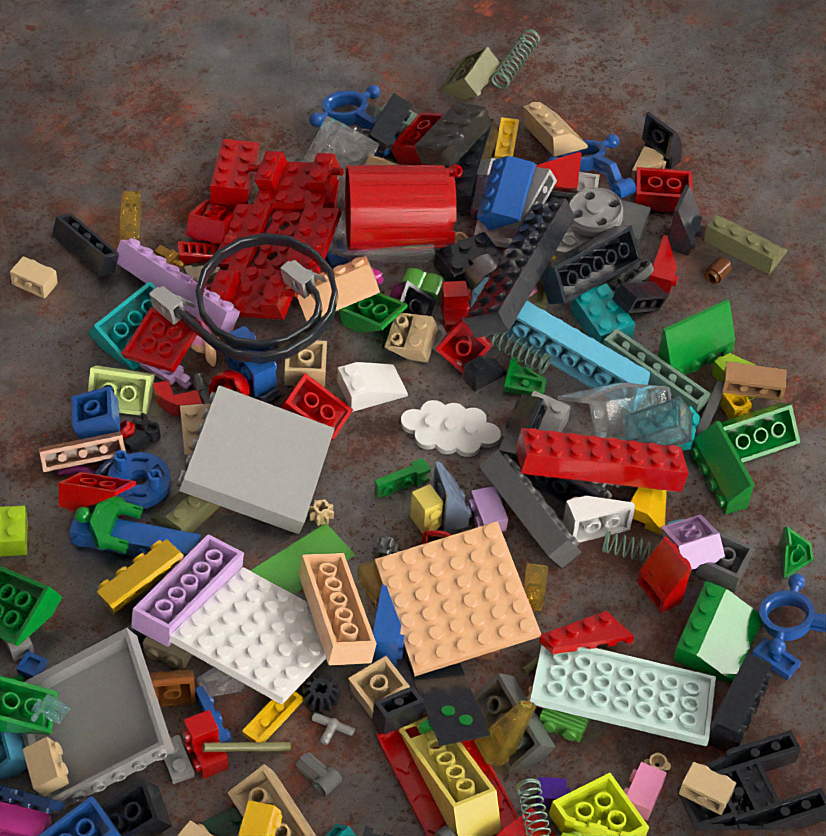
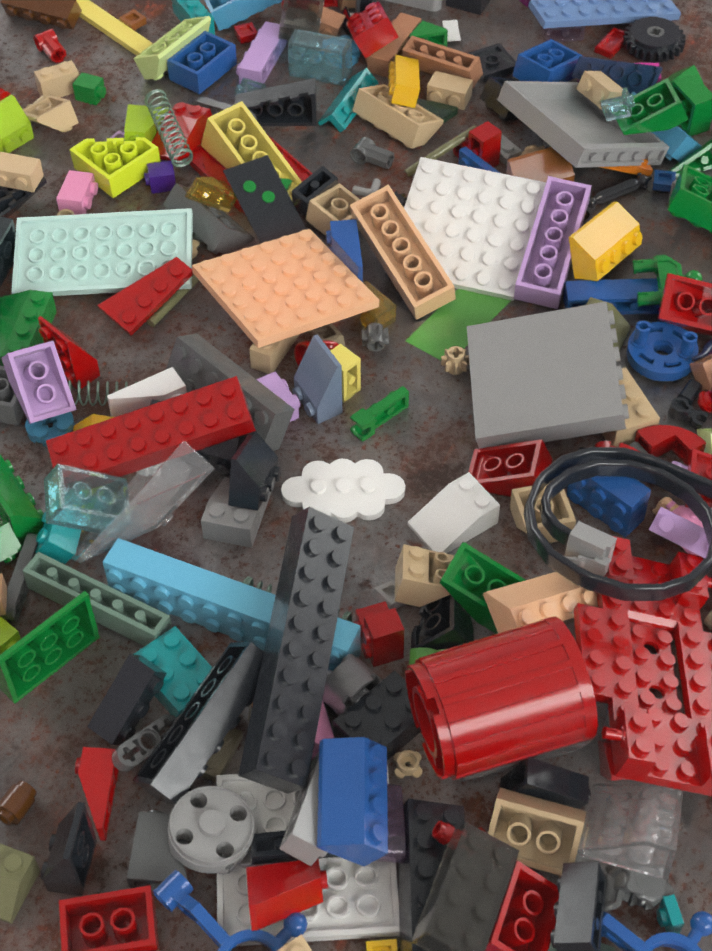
camera: 170 degrees right, 0 degrees up
(461, 346) = (363, 580): red slope -> none
(523, 380) = (261, 563): green wing -> none
(535, 585) = (208, 319): clear yellow brick -> none

